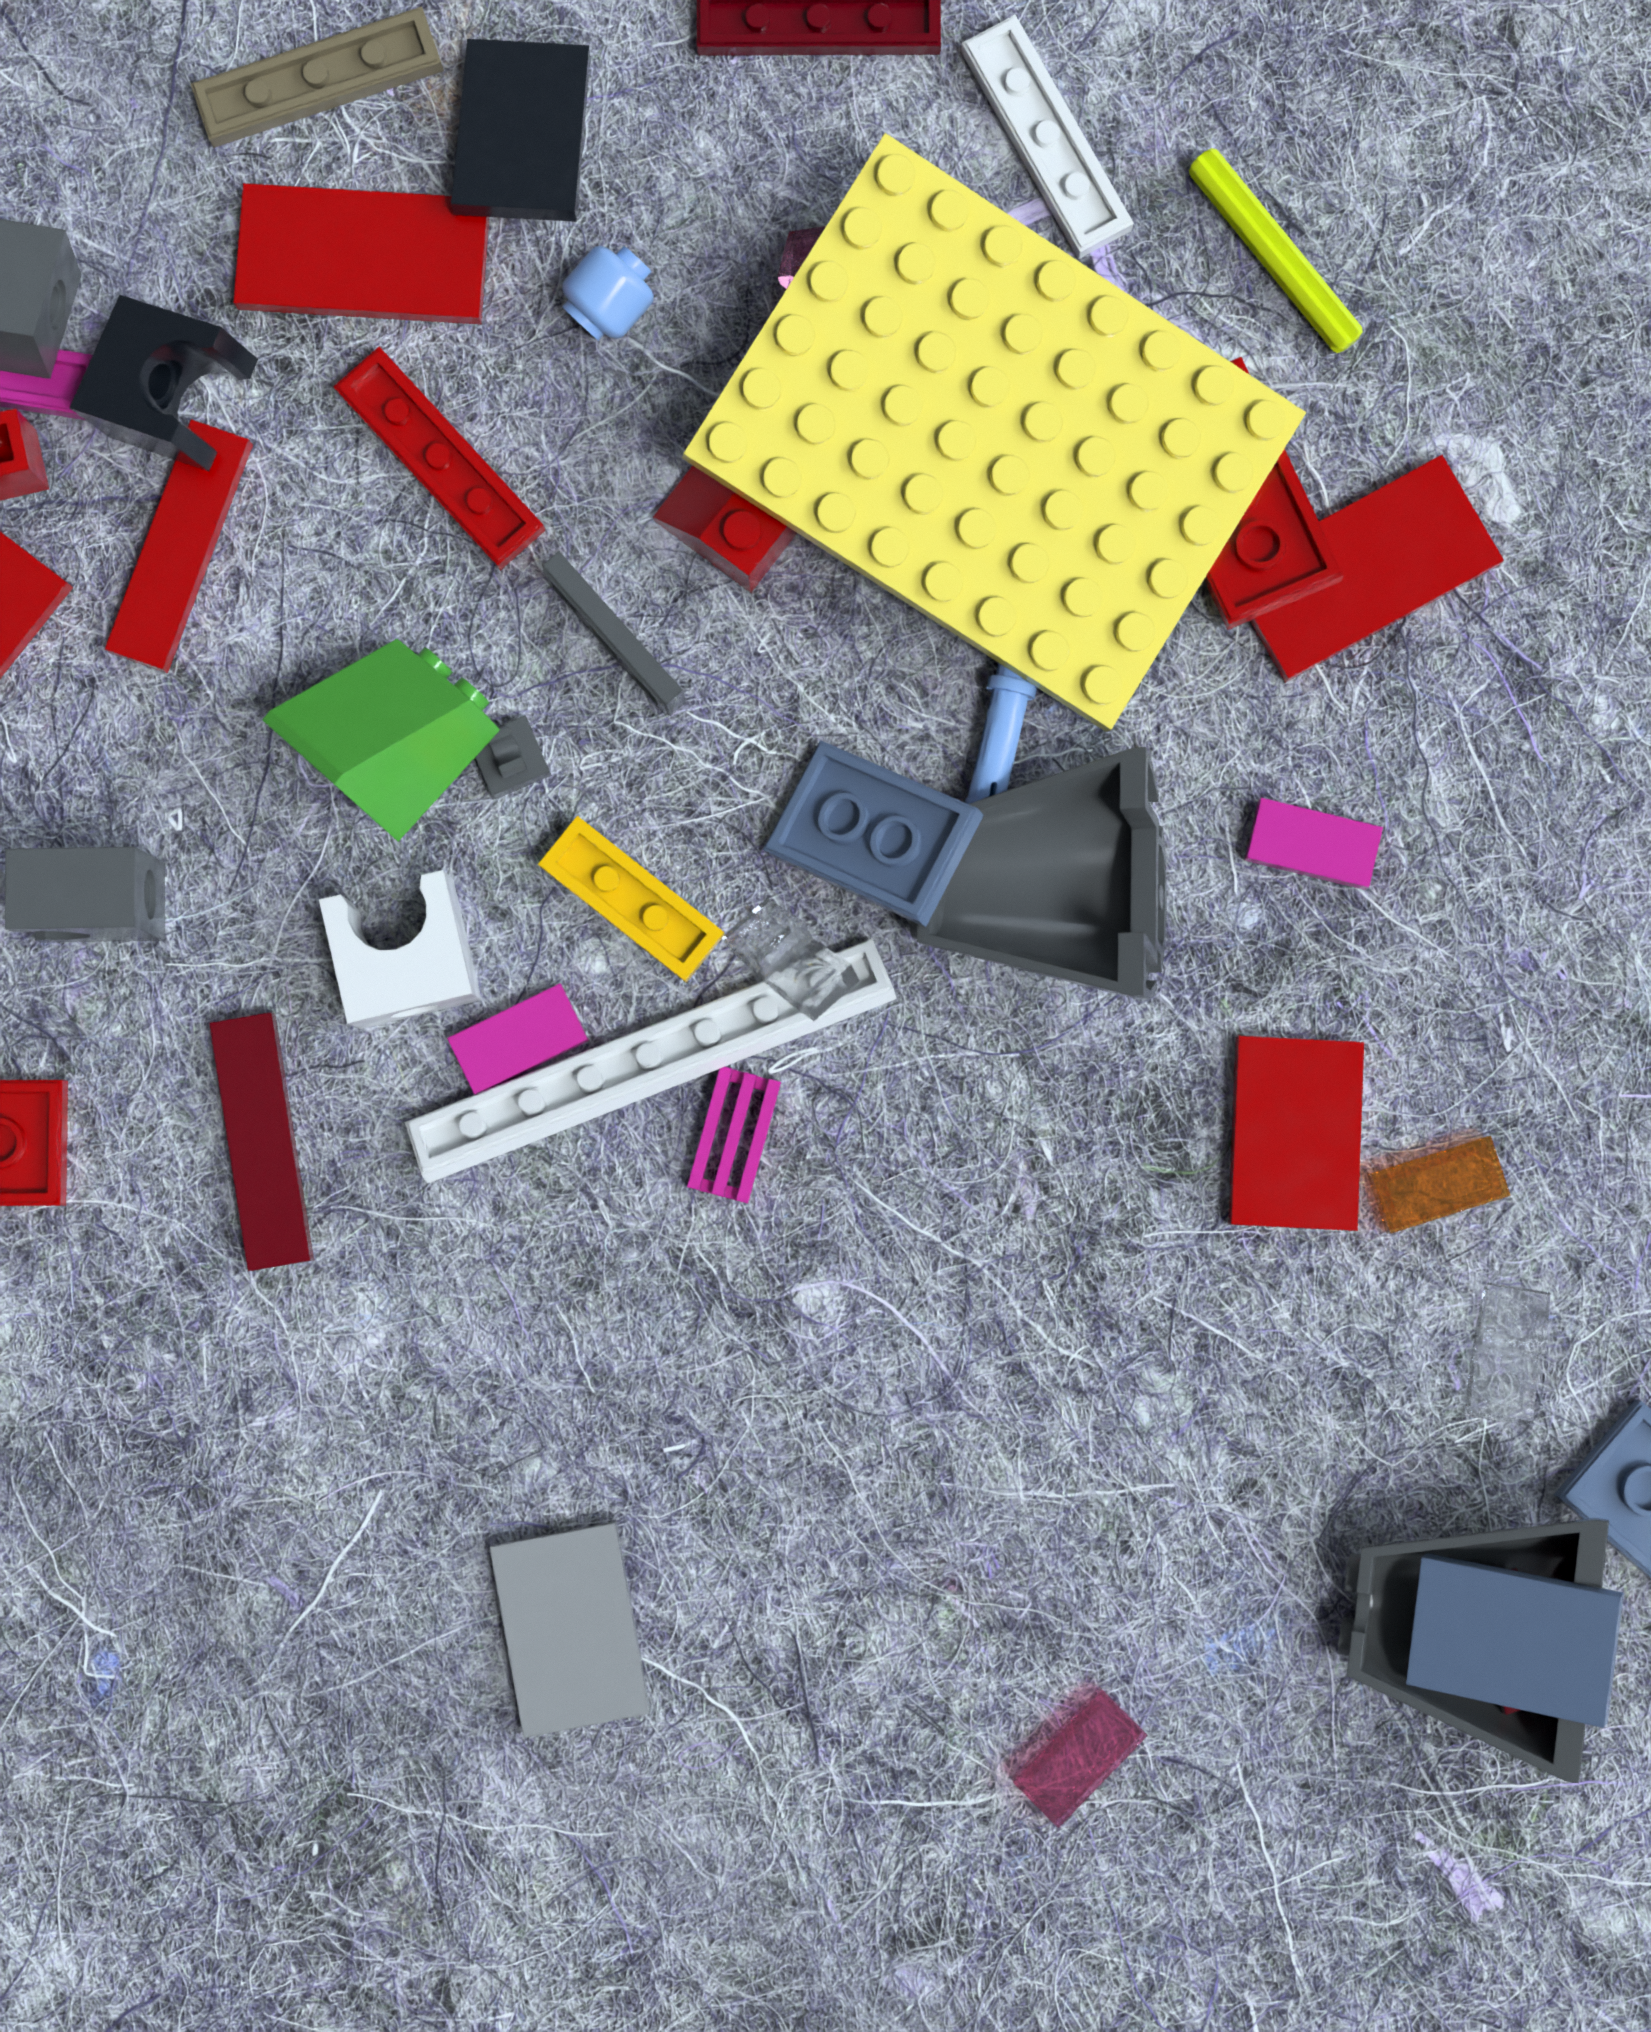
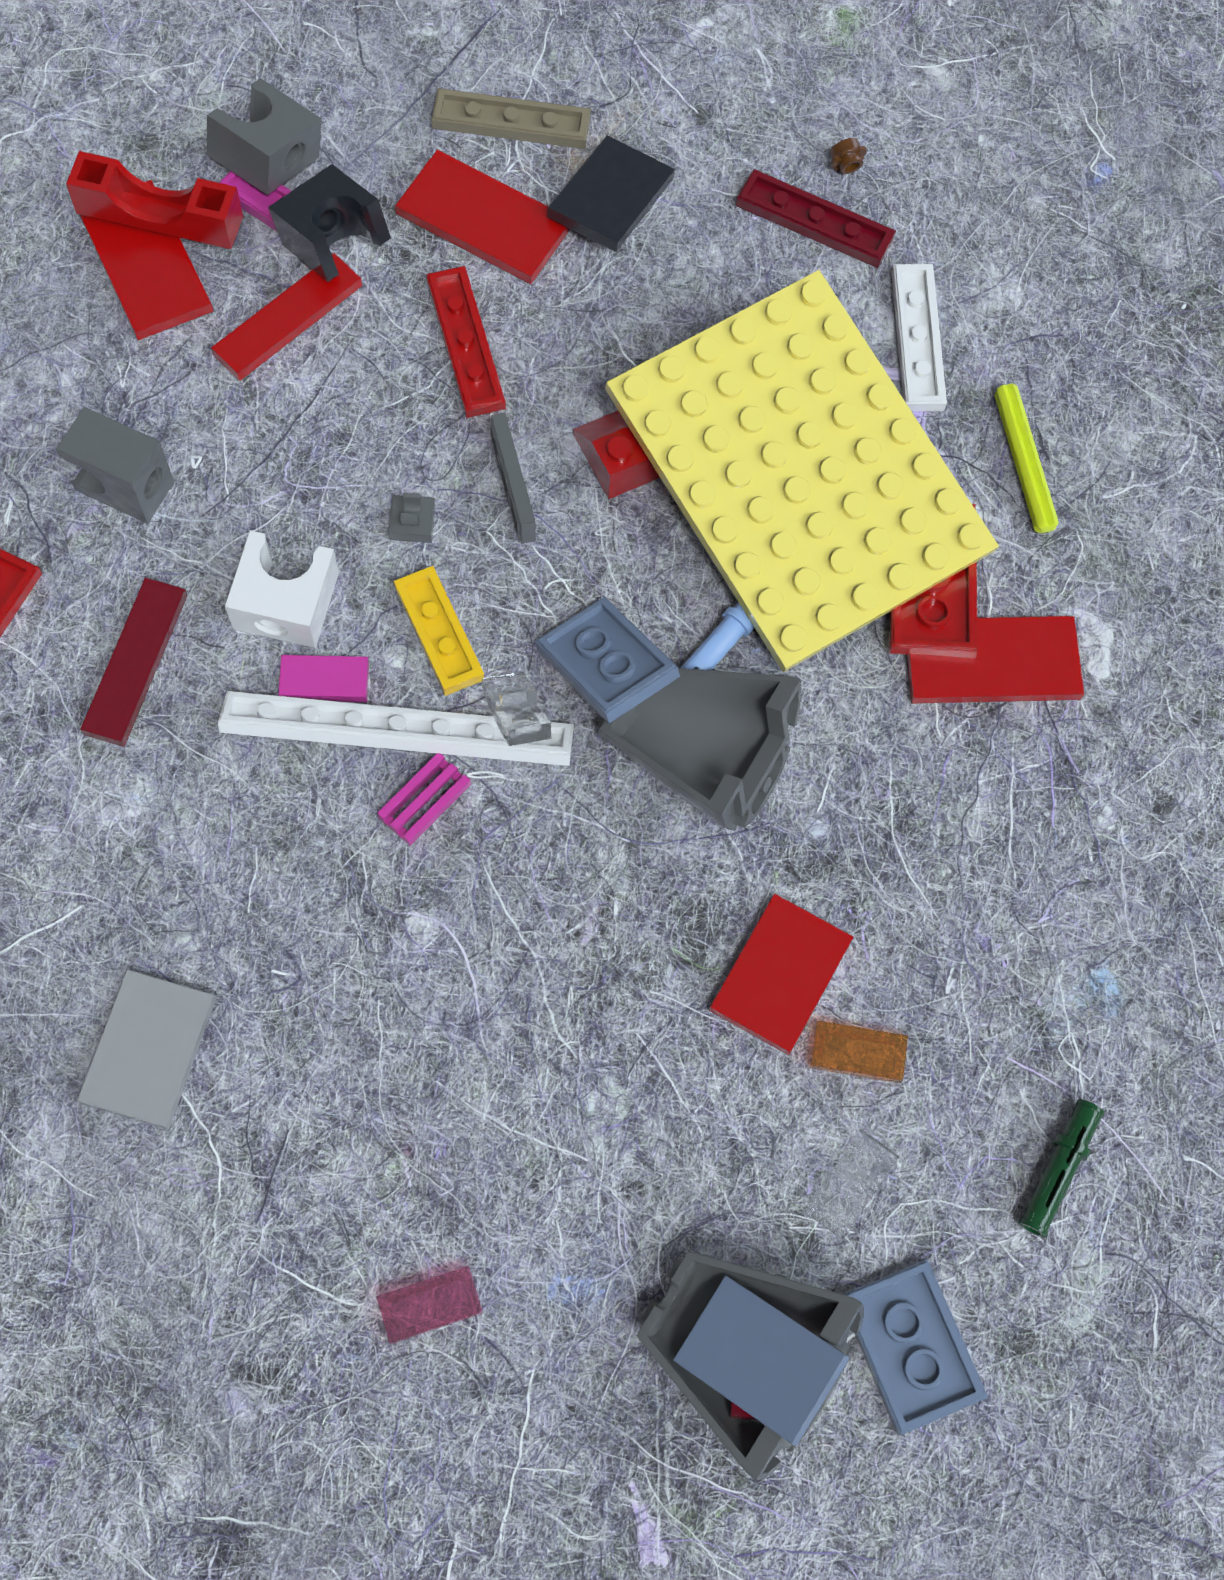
camera: 20 degrees right, 15 degrees down
(388, 731) = (345, 460): bright green slope -> none
(608, 292) = (613, 295): light blue head -> none
(1313, 843) = (881, 803): dark pink tile -> none

